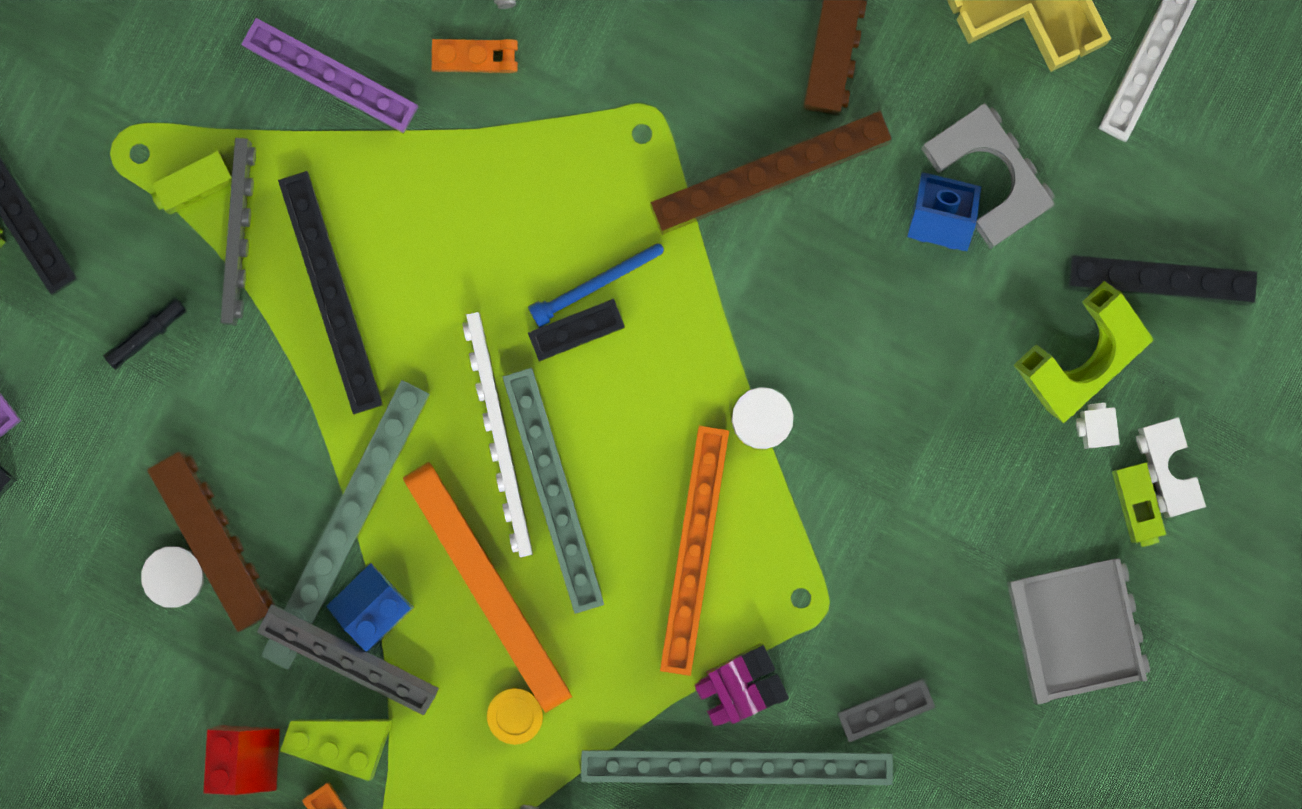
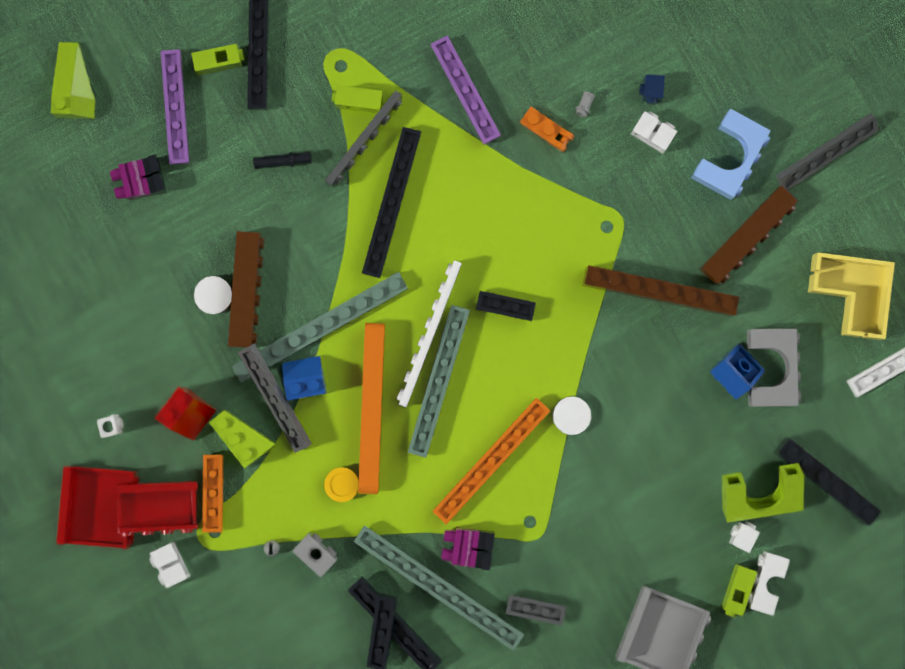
camera: 30 degrees right, 0 degrees up
(544, 311) = (496, 285): blue piece -> none

